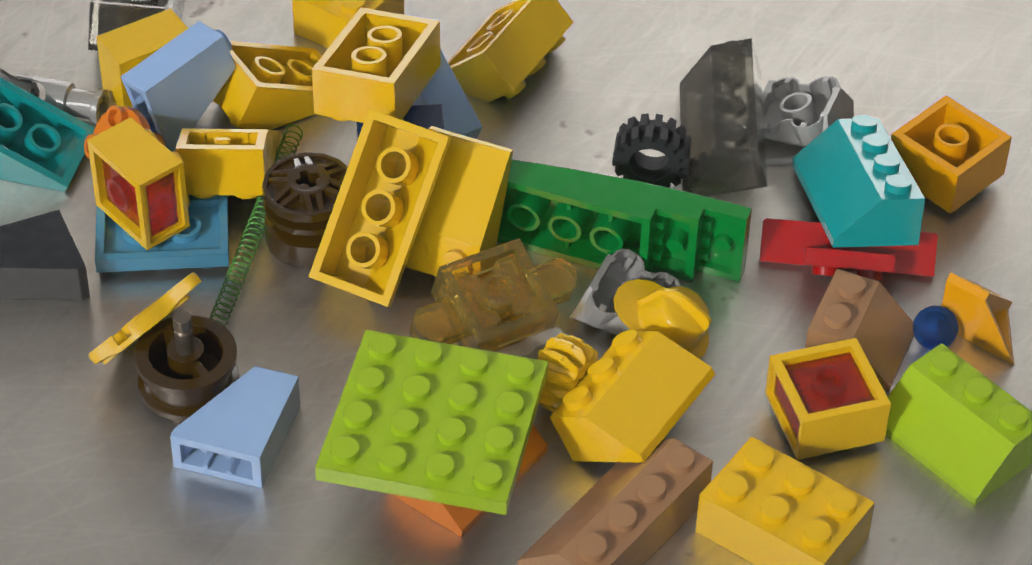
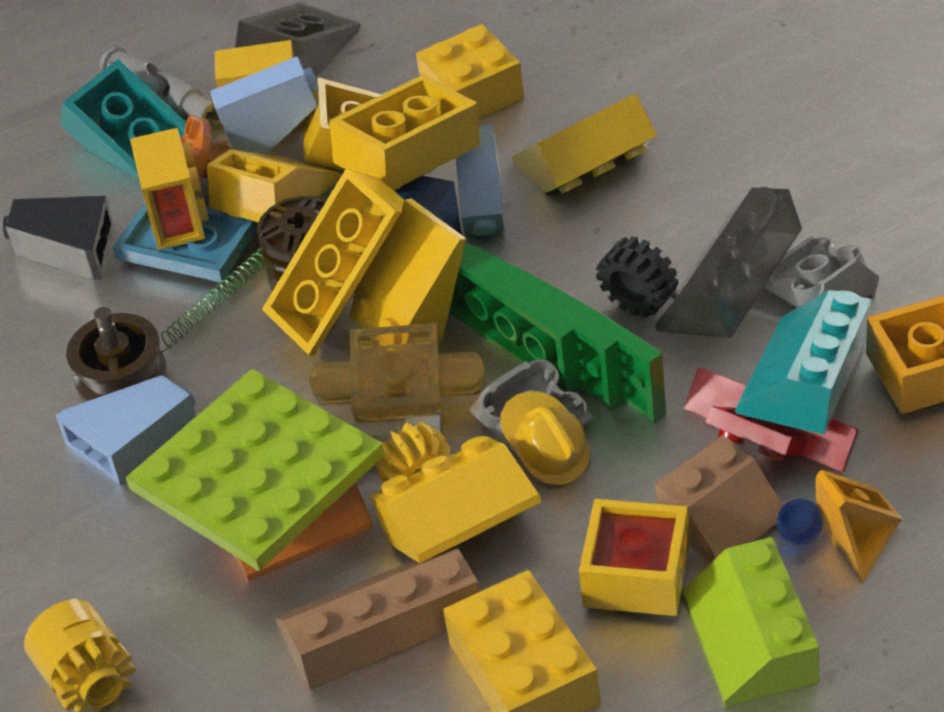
camera: 35 degrees right, 0 degrees up
(145, 320) = (133, 298): yellow tile -> none

